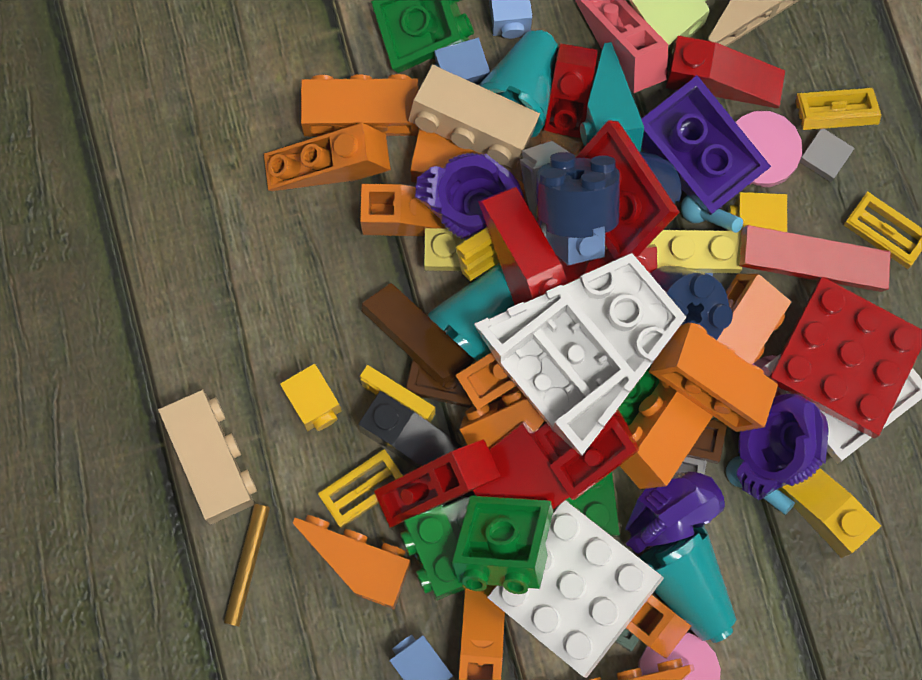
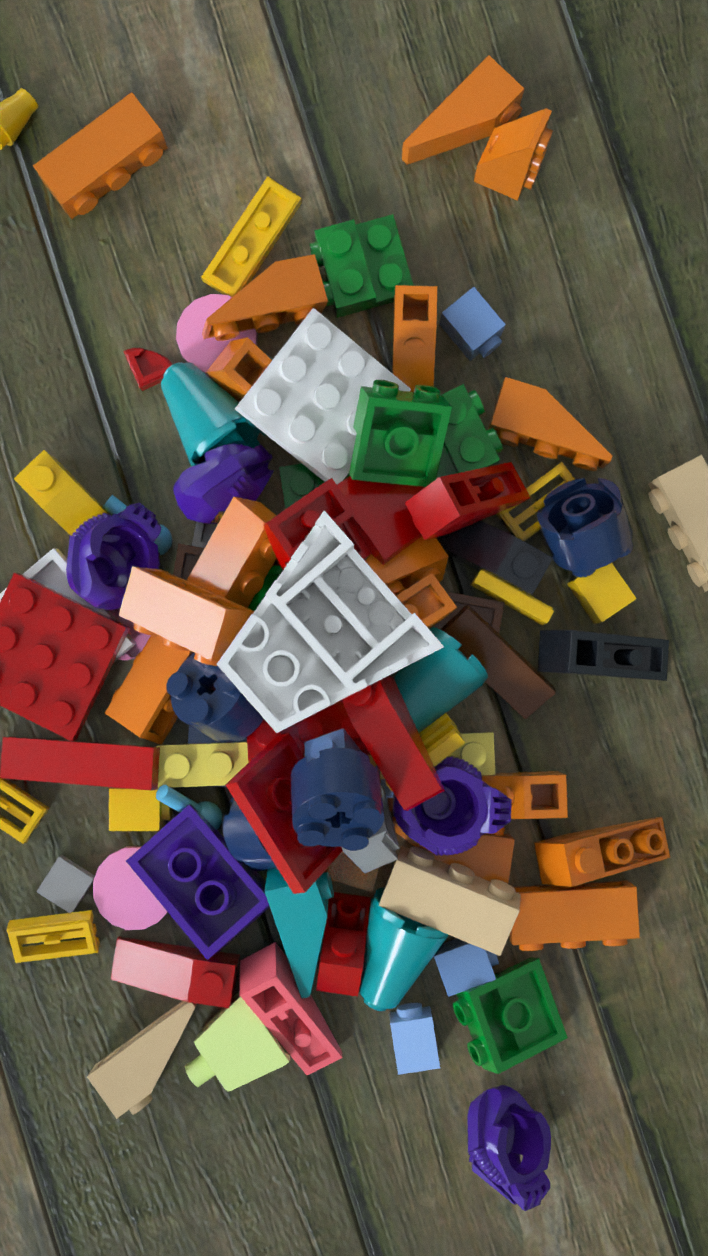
camera: 175 degrees left, 10 degrees up
(246, 565) = (651, 420): pearl gold bar -> none
(314, 336) = (603, 655): none -> black slope
(324, 455) = (586, 525): none -> dark blue brick
(748, 645) = (147, 366): none -> red tile

